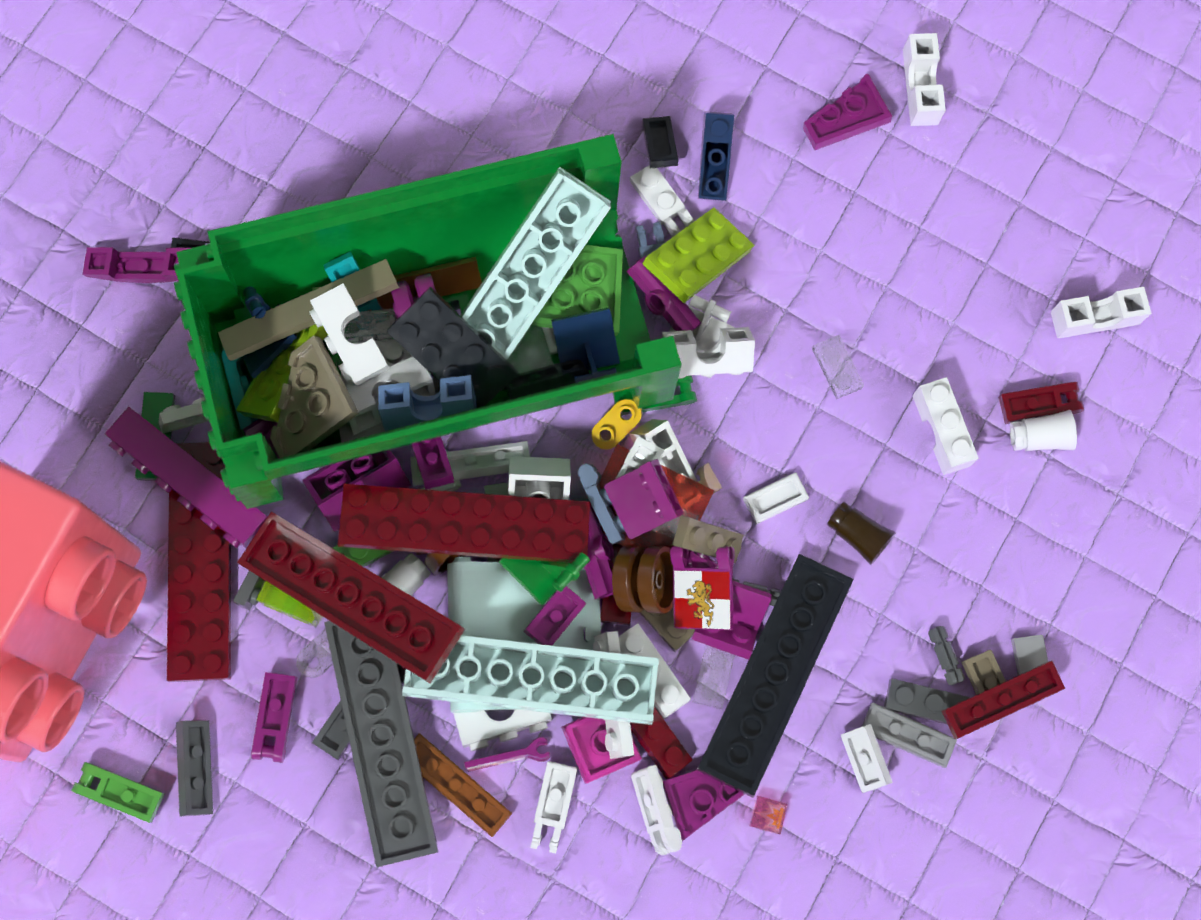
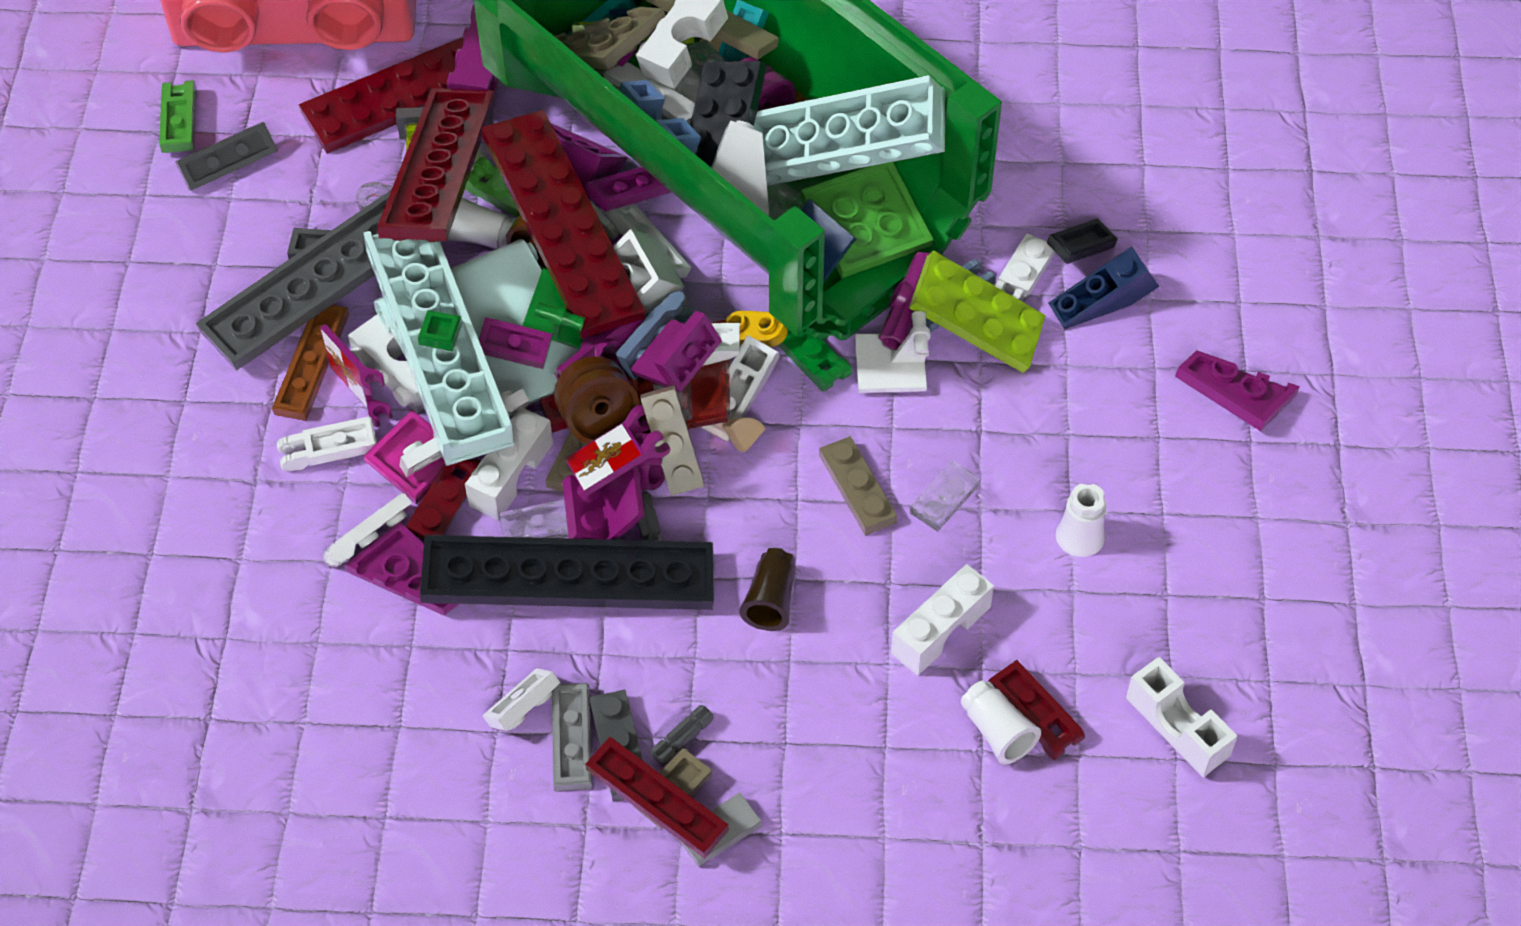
camera: 70 degrees right, 20 degrees down
(274, 716) = (304, 193): magenta plate -> none
(518, 363) = (743, 163): none -> white slope
(542, 674) = (440, 330): none -> green tile
(730, 355) = (857, 342): white arch -> none
(768, 815) = (414, 639): clear pink tile -> none
(775, 498) = (764, 504): white tile -> none
(793, 423) = (858, 485): none -> dark tan plate
(913, 287) = (1082, 525): none -> white plant
(920, 64) = (1311, 444): white arch -> none

